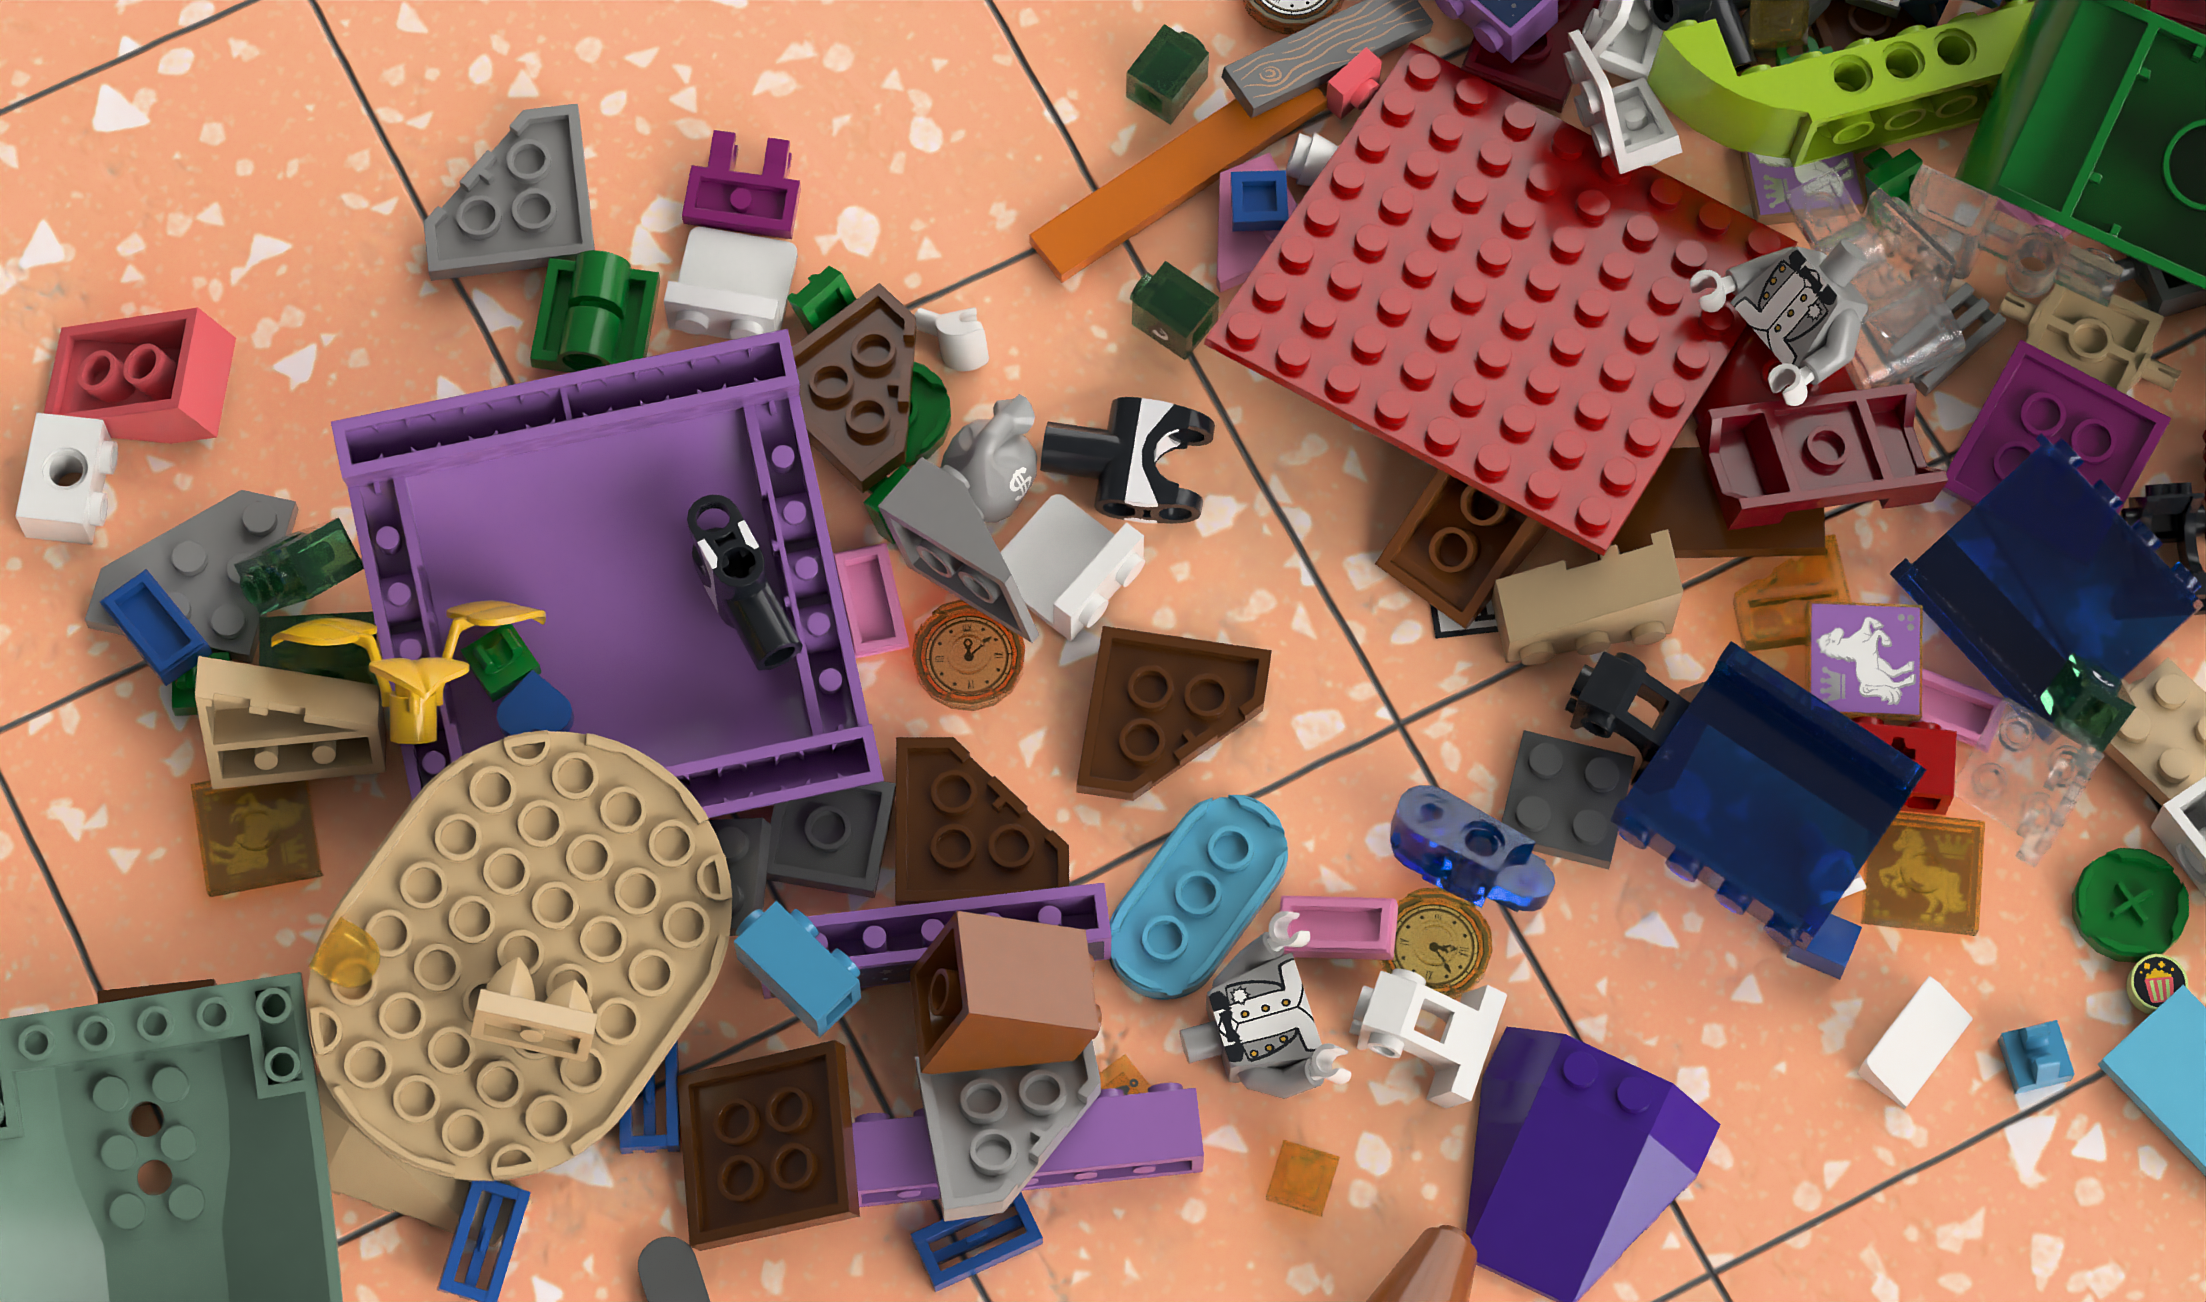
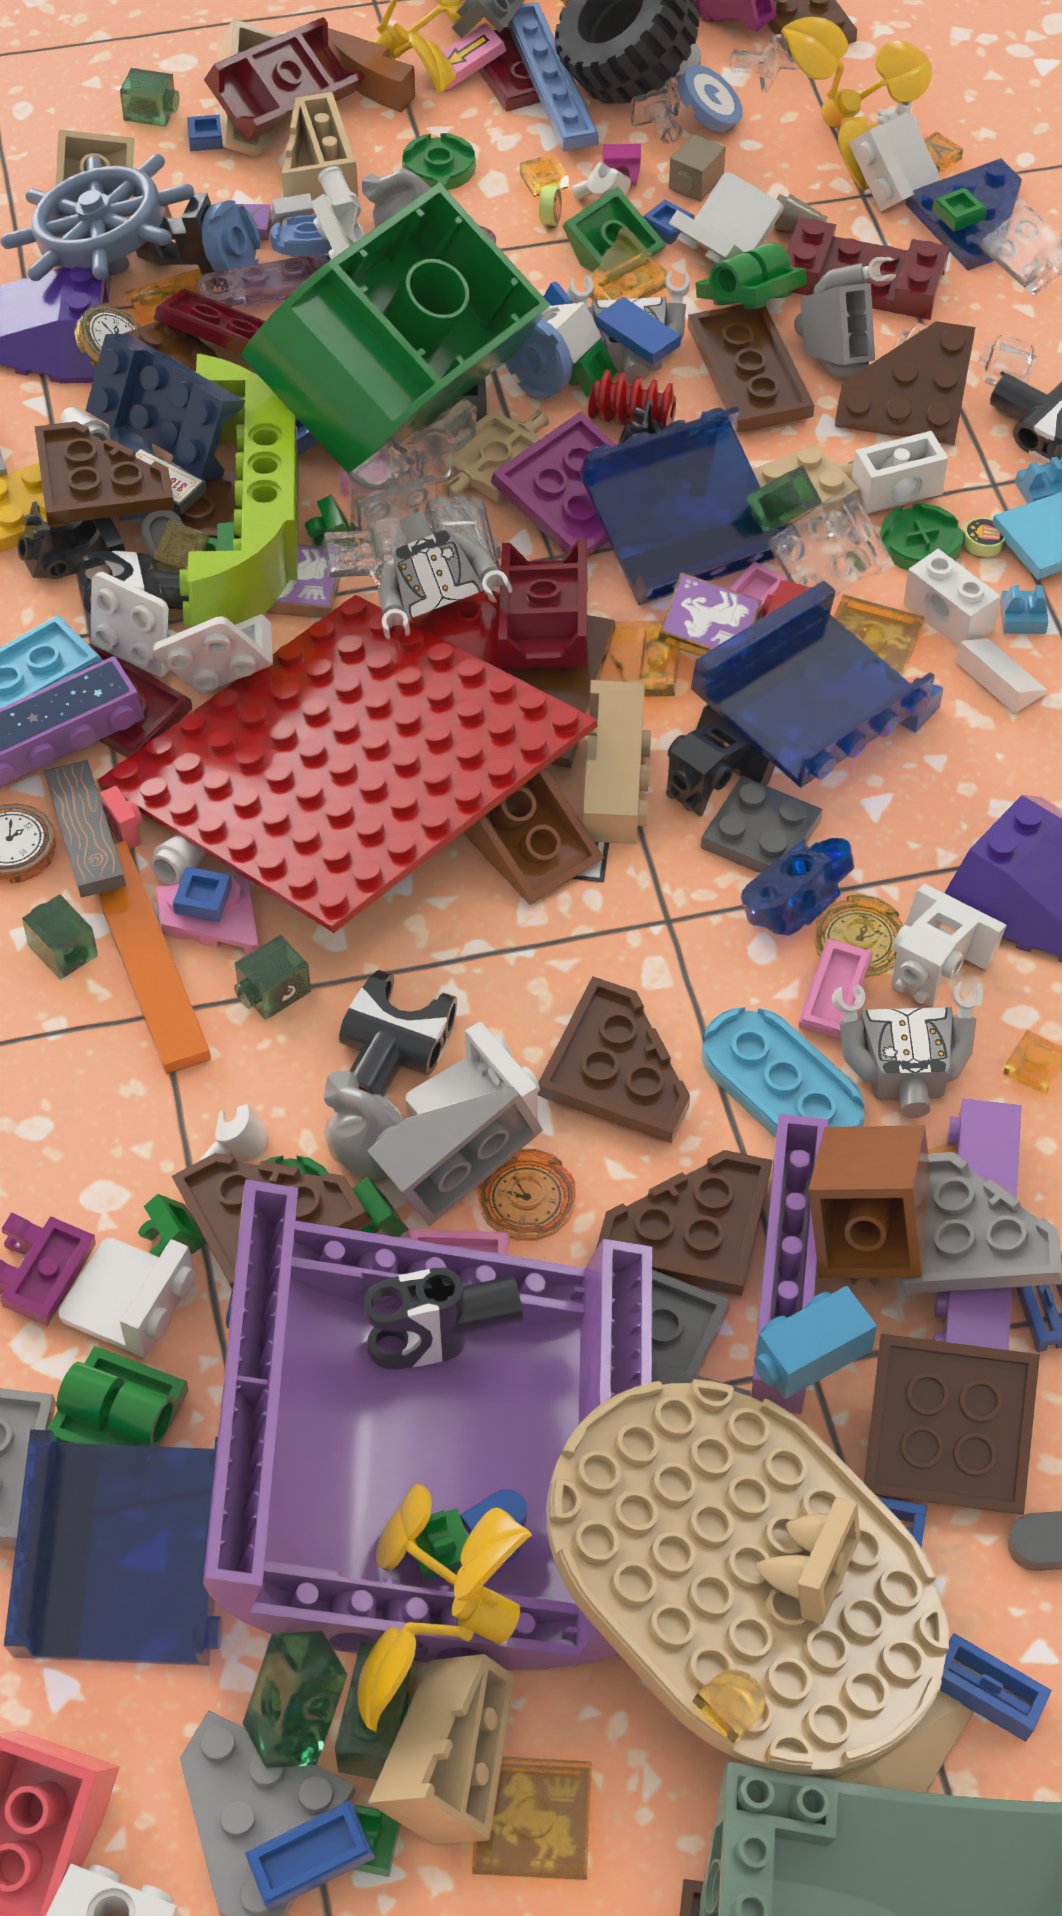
camera: 75 degrees left, 15 degrees down
(432, 329) = (113, 1554): none -> clear blue panel
(2009, 954) = (951, 598): none -> white brick

